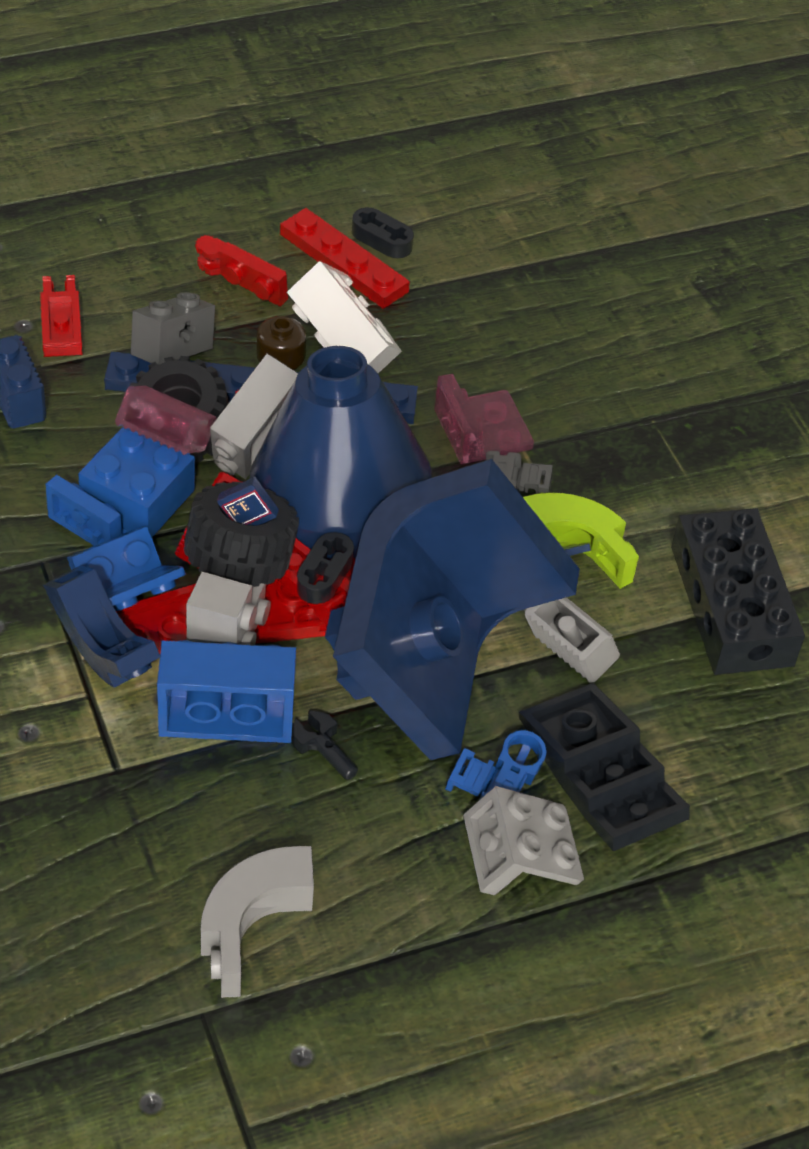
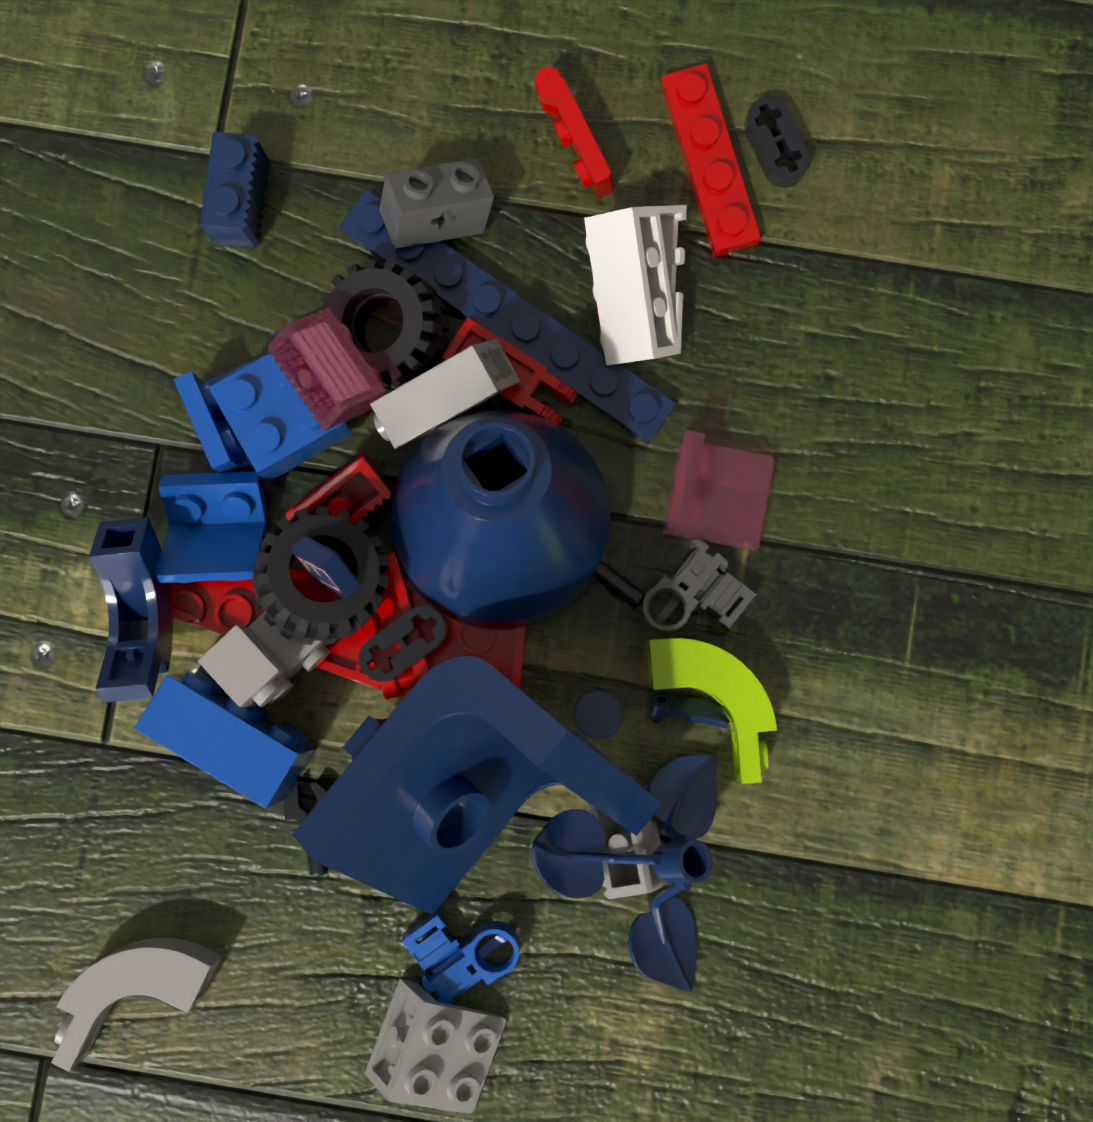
camera: 35 degrees right, 35 degrees up
(60, 319) = (338, 109): red hinge -> none
(283, 340) = (550, 289): dark brown head -> none
(605, 767) = (570, 1001): black slope -> none
(610, 607) = (571, 857): none -> dark blue plant
(737, 591) = (866, 896): black brick -> none

